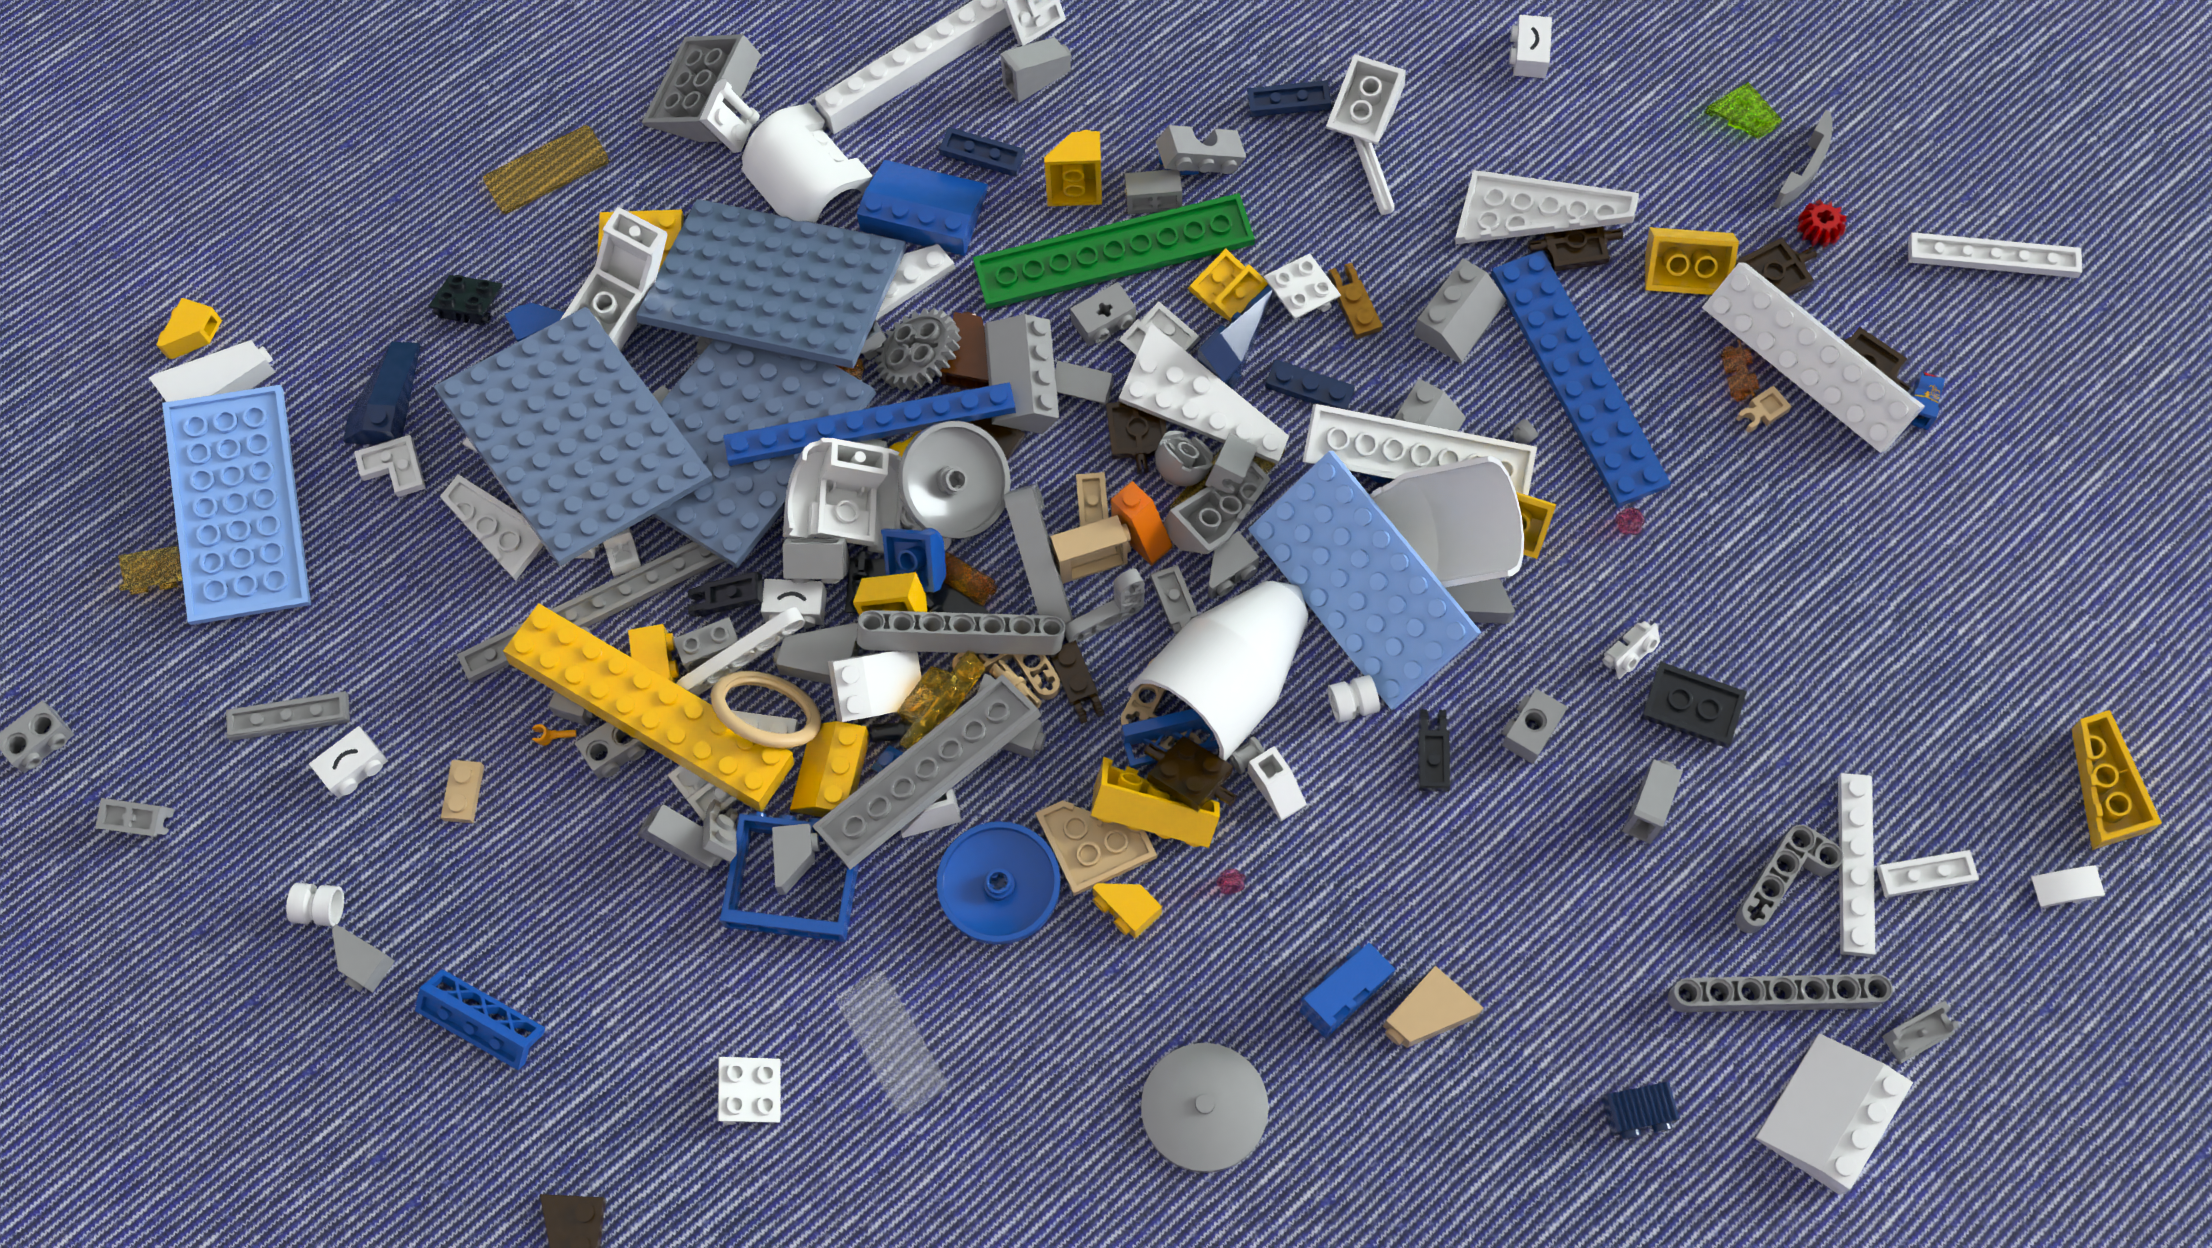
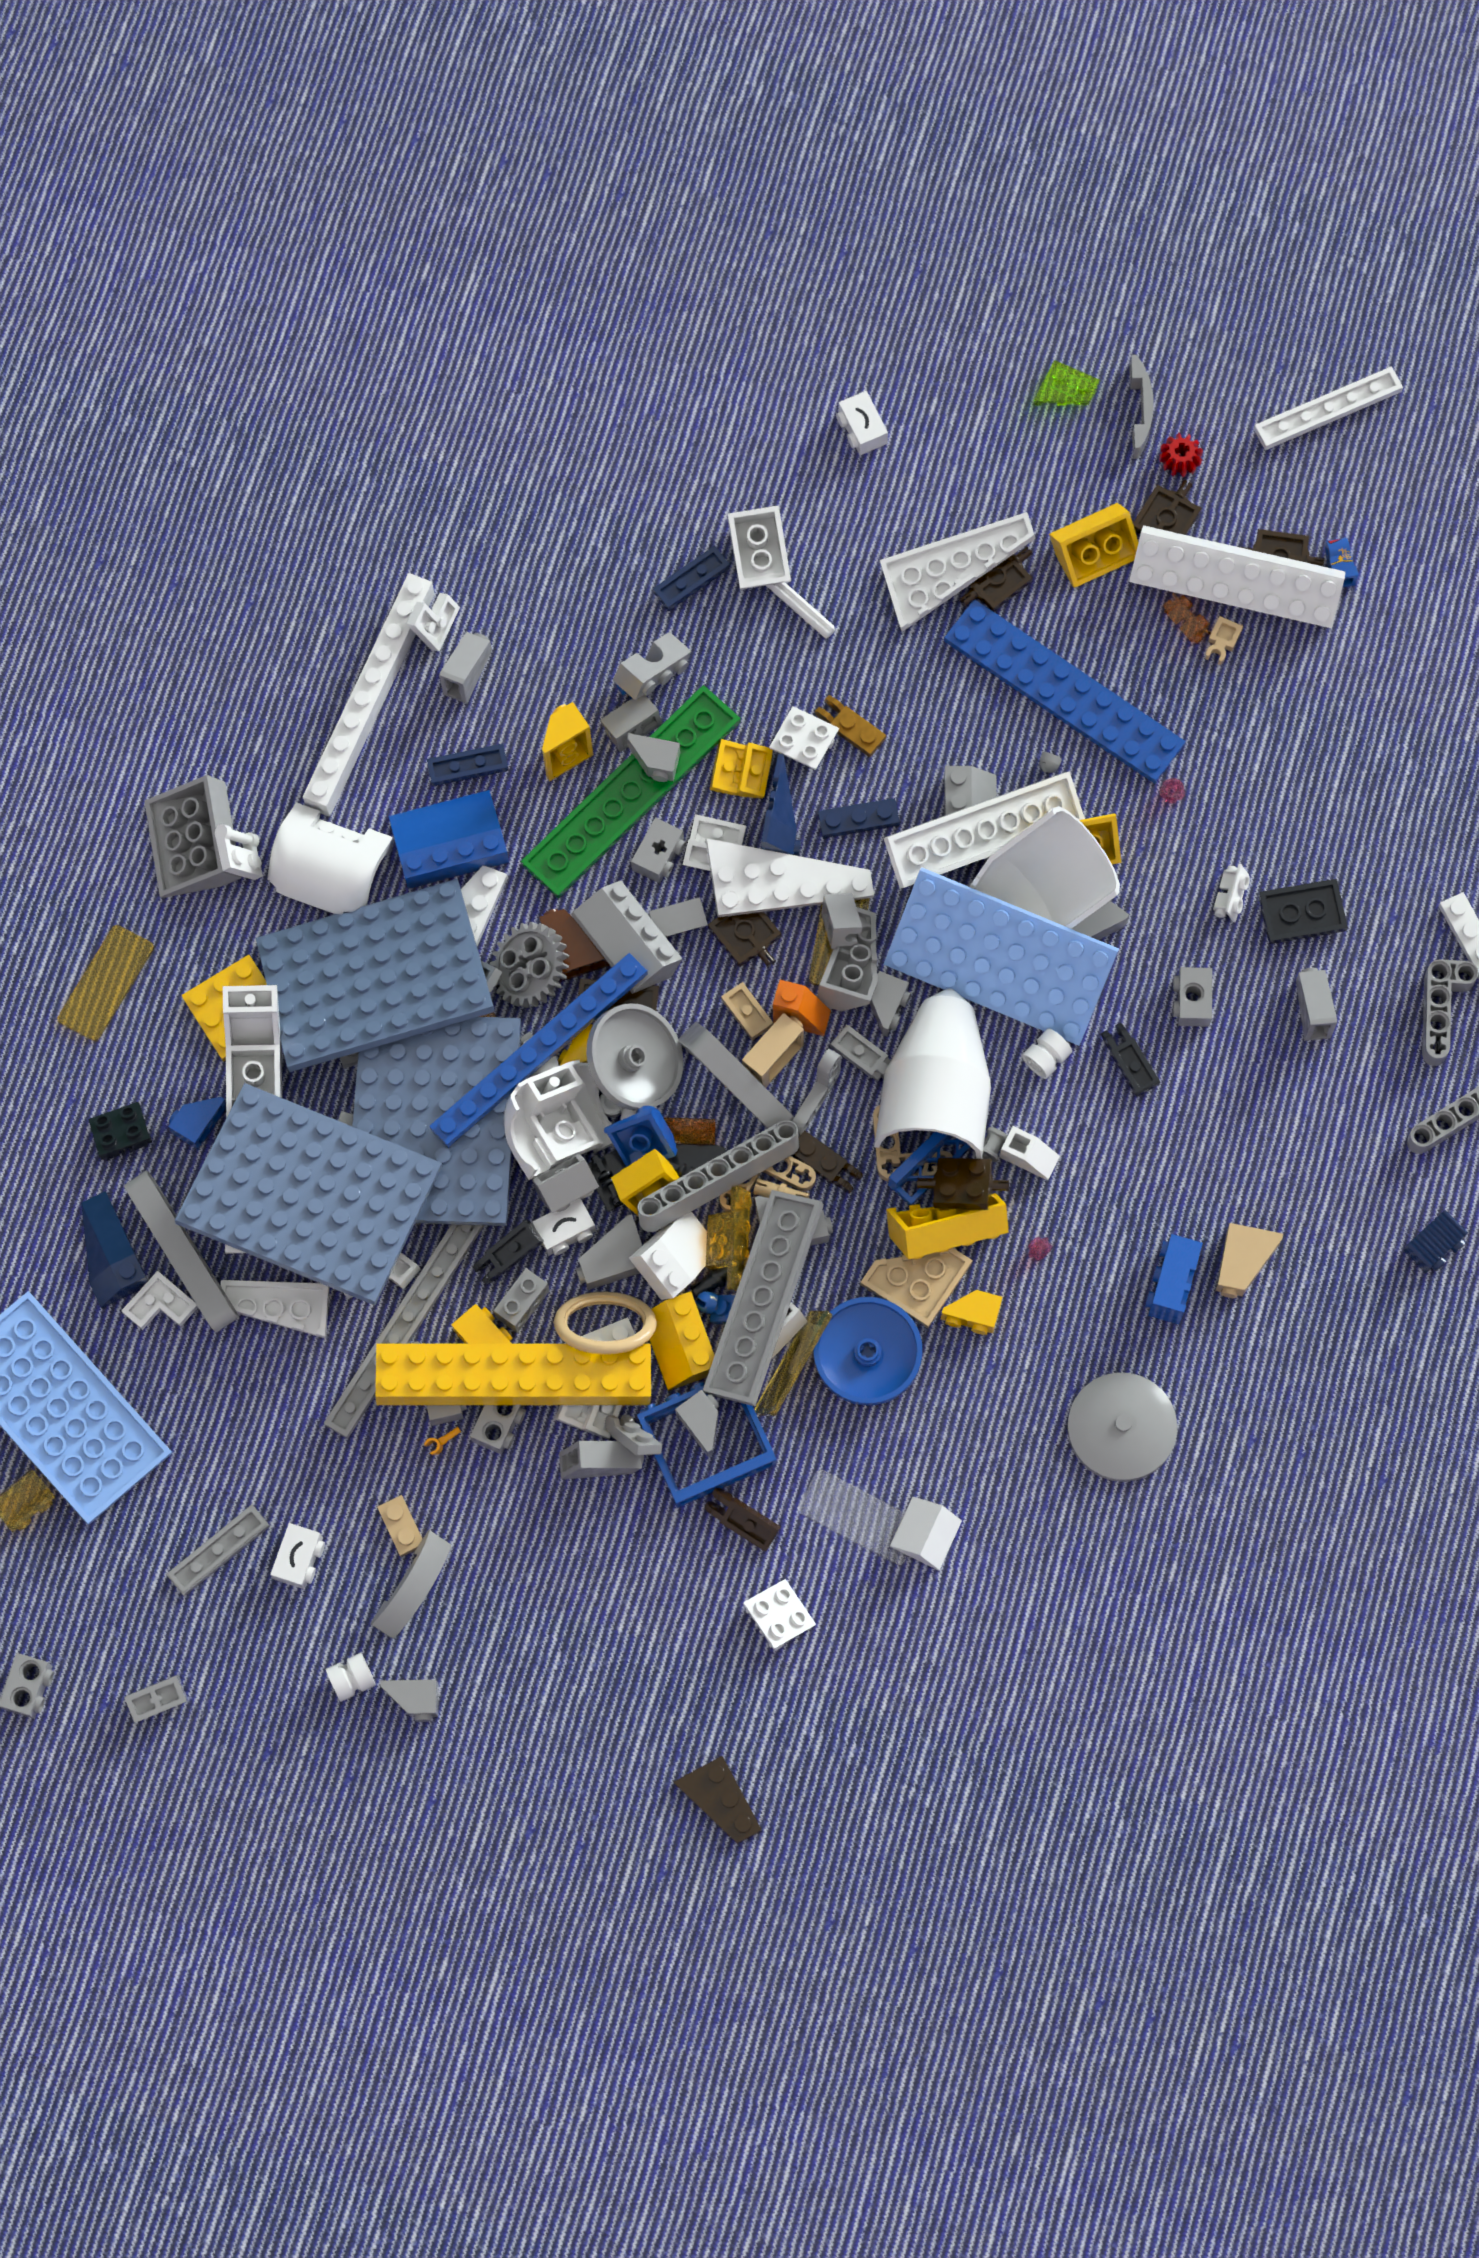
camera: 30 degrees left, 5 degrees up
(432, 852) = (414, 1585): none -> light grey slope
(438, 436) = (181, 1251): none -> light grey beam
(473, 1022) = (536, 1690): blue fence -> none
(742, 651) = (553, 1288): white beam -> none
(775, 975) = (743, 1519): none -> dark brown hinge
(876, 746) = (707, 1302): none -> blue hinge
(919, 852) = (792, 1363): none -> clear yellow piece
(943, 1096) = (926, 1532): none -> white slope
(1154, 229) = (656, 756): none -> light grey slope
(1182, 460) = (799, 936): light grey cylinder -> none
(1460, 311) = (941, 689): light grey slope -> none

